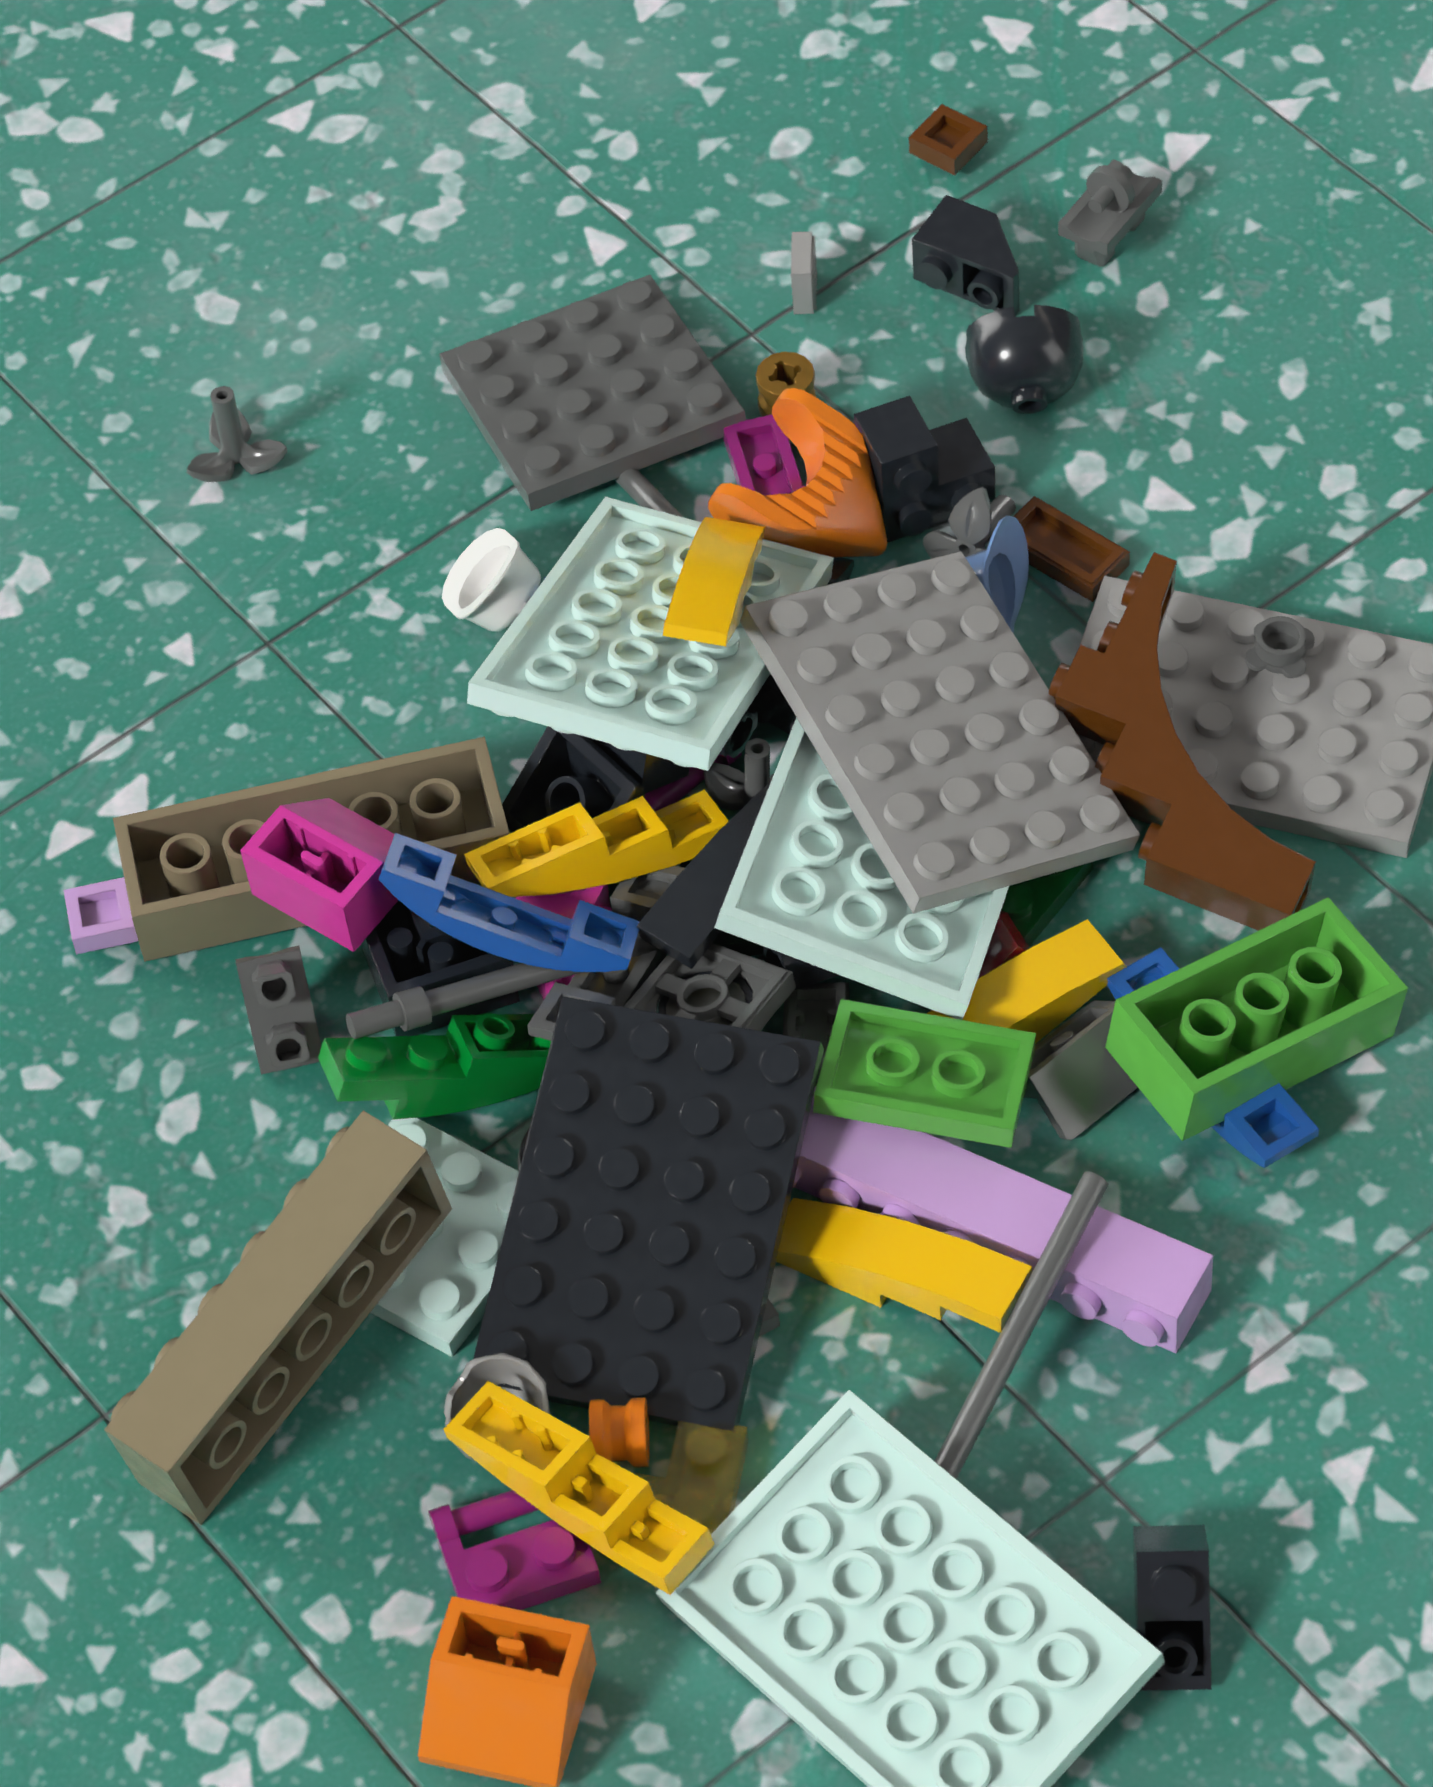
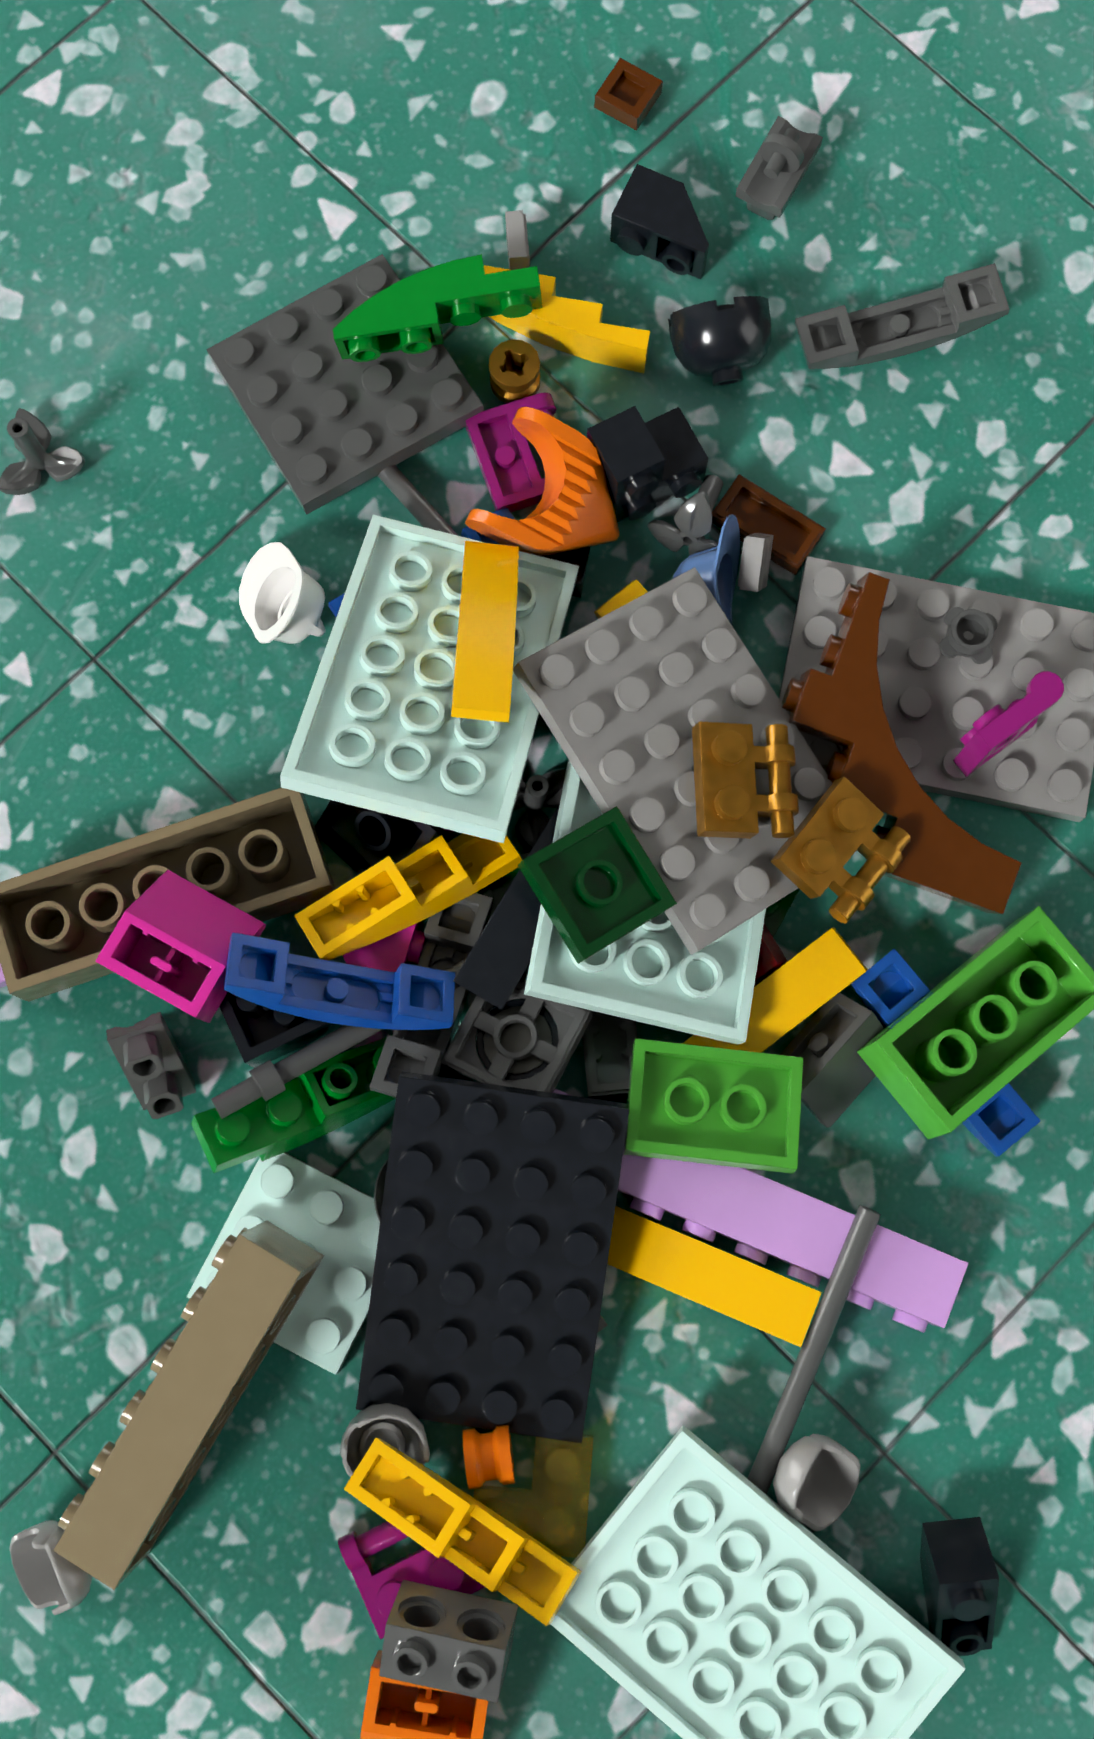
camera: 10 degrees left, 25 degrees up
(87, 1502) = (44, 1573): none -> light grey hair
(546, 1577) = (448, 1640): none -> dark grey brick
(681, 306) = (412, 310): none -> green slope
(808, 817) = (597, 884): none -> dark green plate
(834, 340) = (578, 329): none -> yellow slope
(970, 734) = (727, 780): none -> pearl gold plate
(1012, 1471) = (816, 1480): none -> light grey hair
(1040, 571) = (755, 562): none -> light grey tile
(1084, 807) = (828, 839): none -> pearl gold plate
(1239, 367) = (903, 325): none -> dark grey slope
(1290, 719) = (1002, 727): none -> magenta plate

